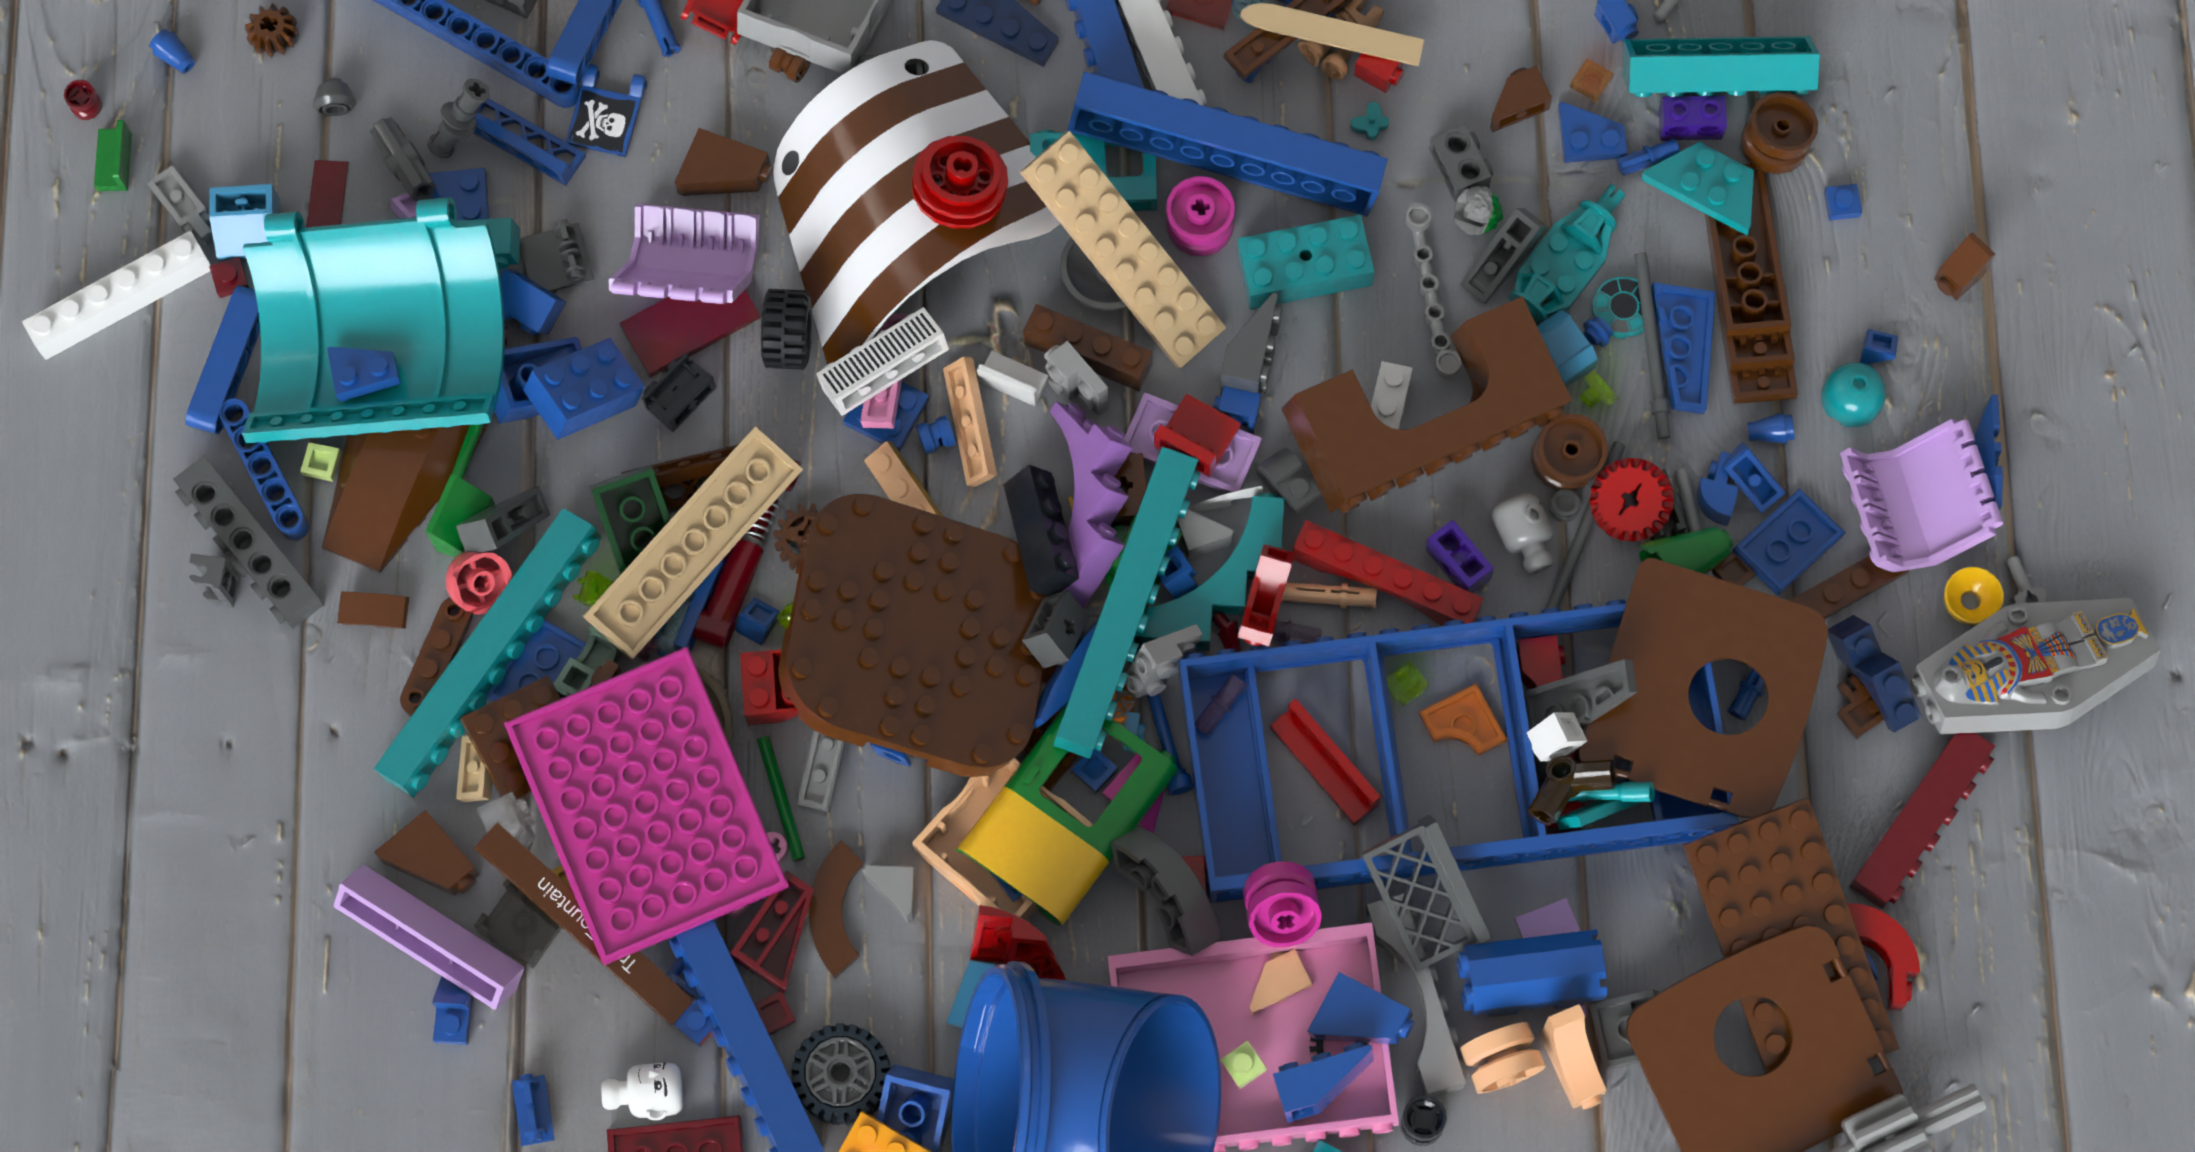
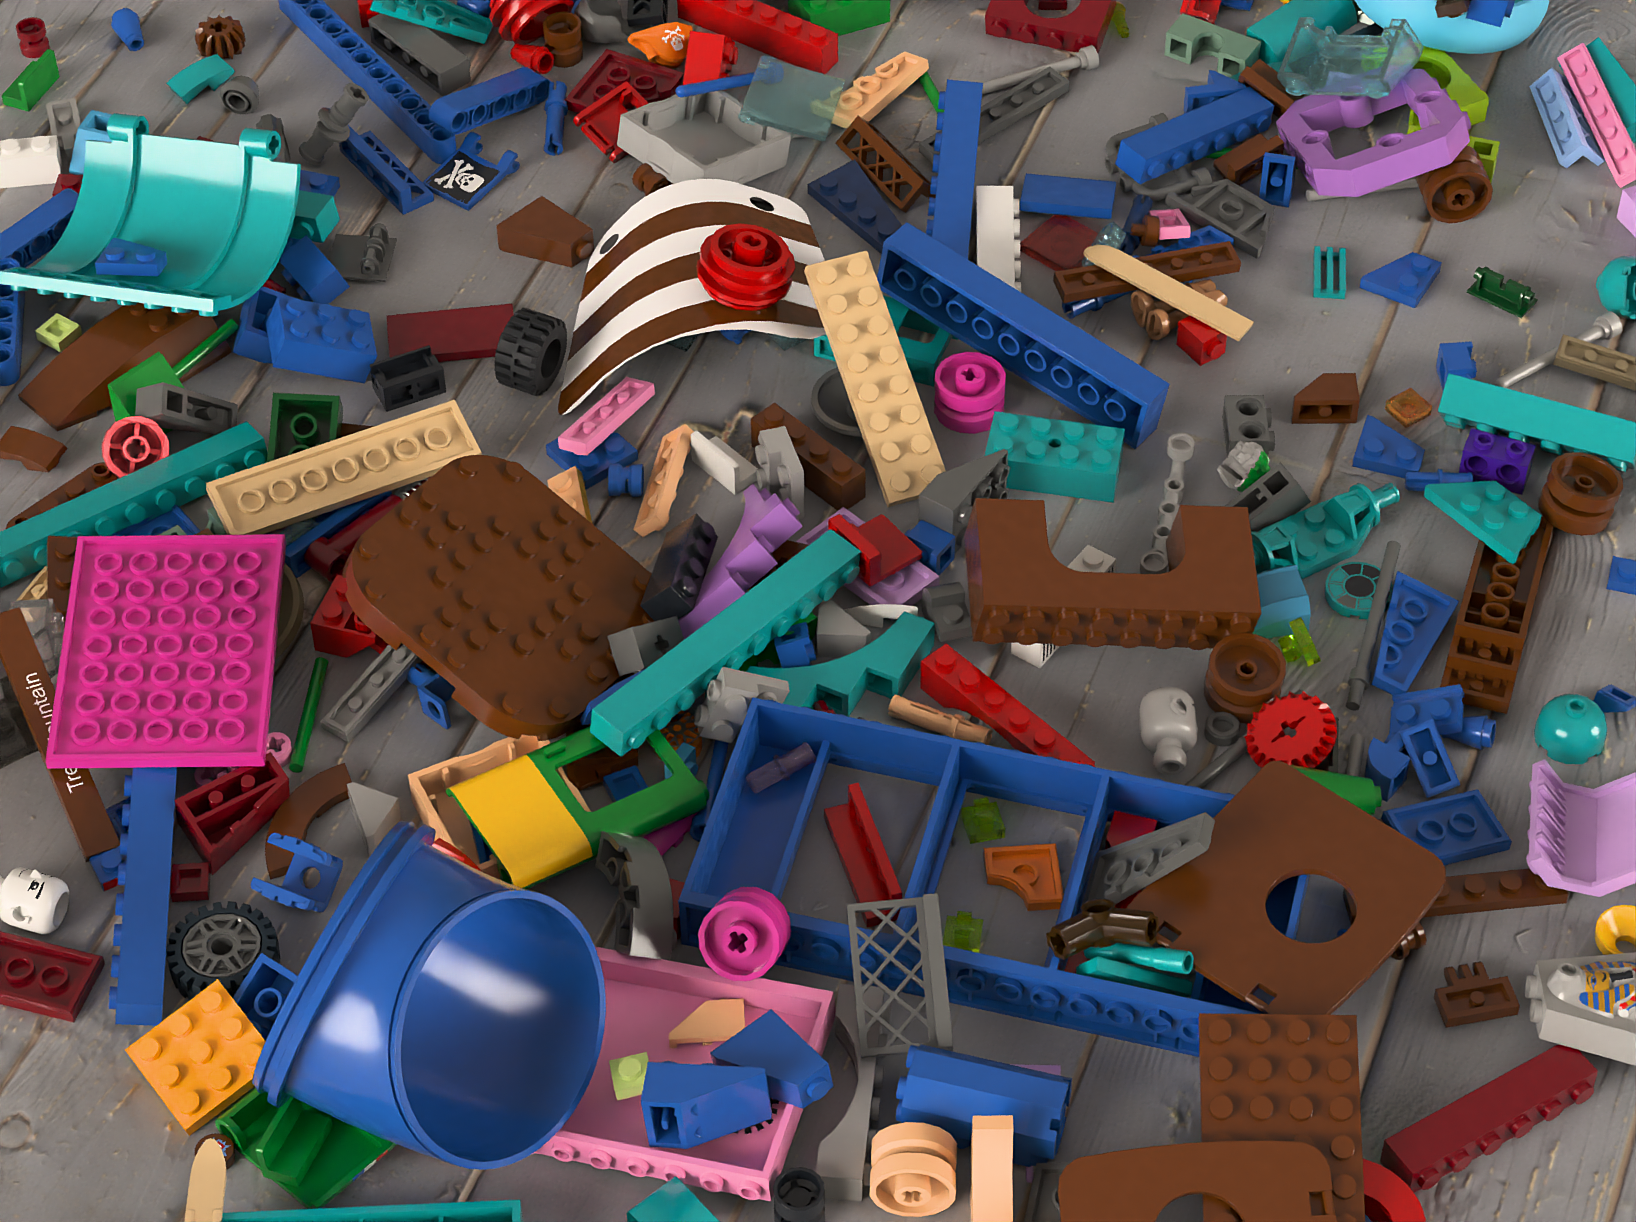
camera: 20 degrees right, 25 degrees down
(278, 86) = (193, 79): none -> teal slope
(689, 254) = (482, 276): lavender hinge -> none
(868, 992) = (293, 891): none -> blue piece
(882, 361) = (604, 397): white brick -> none
(1265, 595) = (873, 686): red arch -> none
(1371, 122) = (1177, 379): teal piece -> none
(1438, 804) = (963, 932): none -> clear neon green tile
(1459, 557) = (1088, 725): dark purple brick -> none
(1556, 736) = (1109, 878): white brick -> none
(1597, 331) = (1322, 597): blue plate -> none
(1730, 425) = (1440, 704): none -> blue plate
(1879, 673) = (1493, 964): dark blue arch -> none

